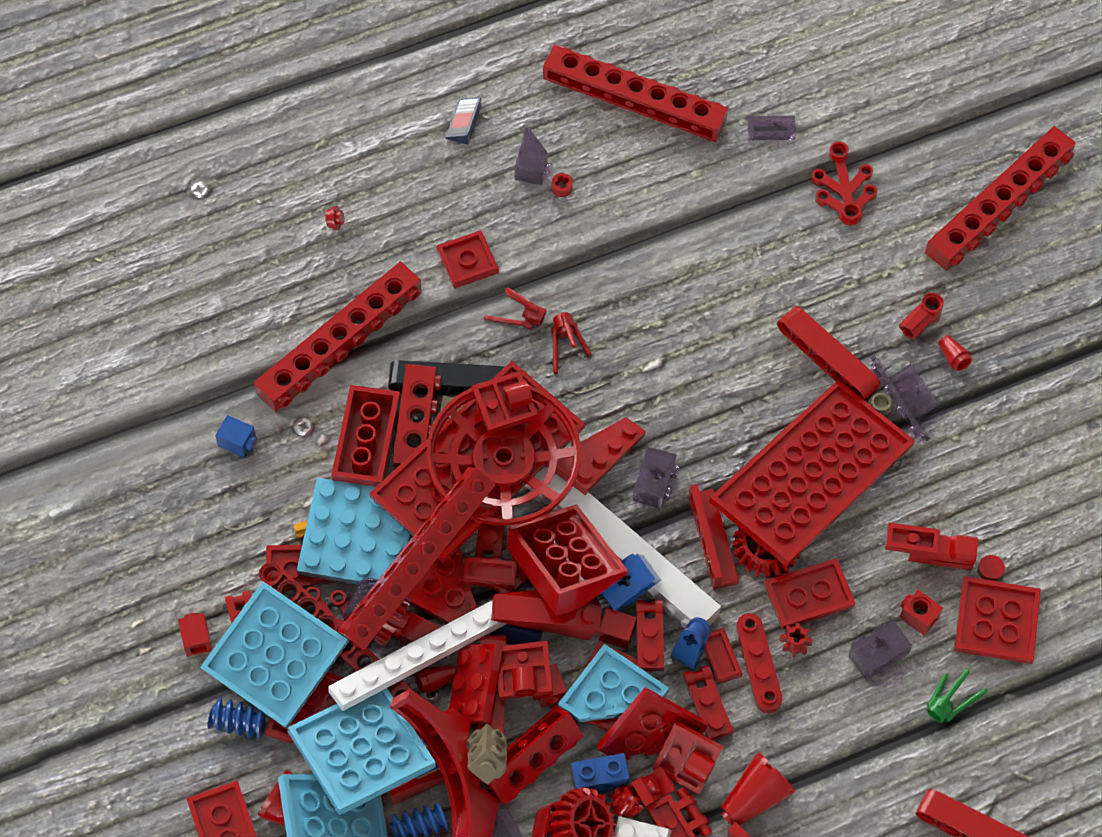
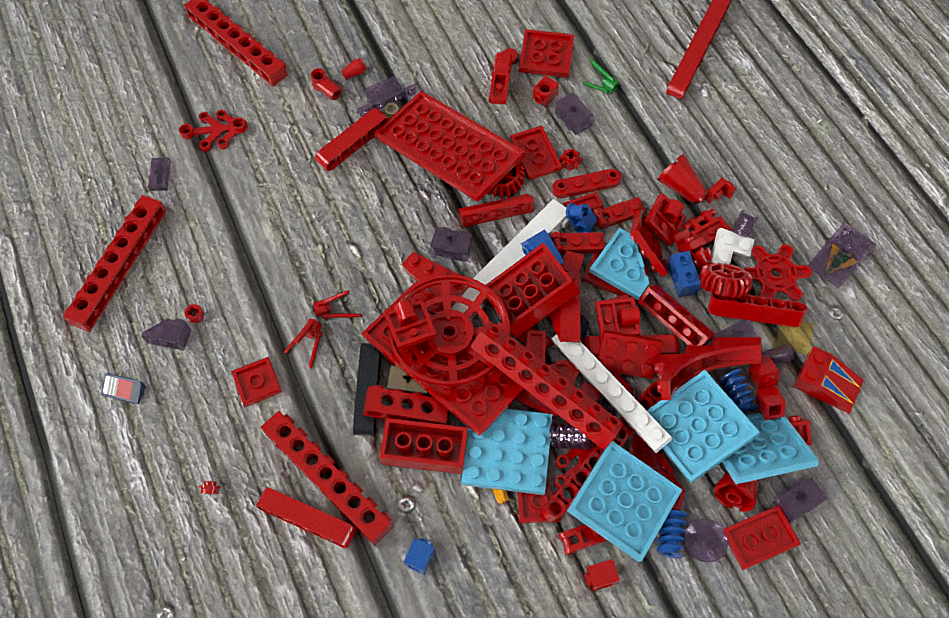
camera: 90 degrees left, 0 degrees up
(221, 747) = (710, 531): none -> clear purple dish
(291, 316) = (306, 517): none -> red beam
(487, 753) = (690, 337): dark tan brick -> none

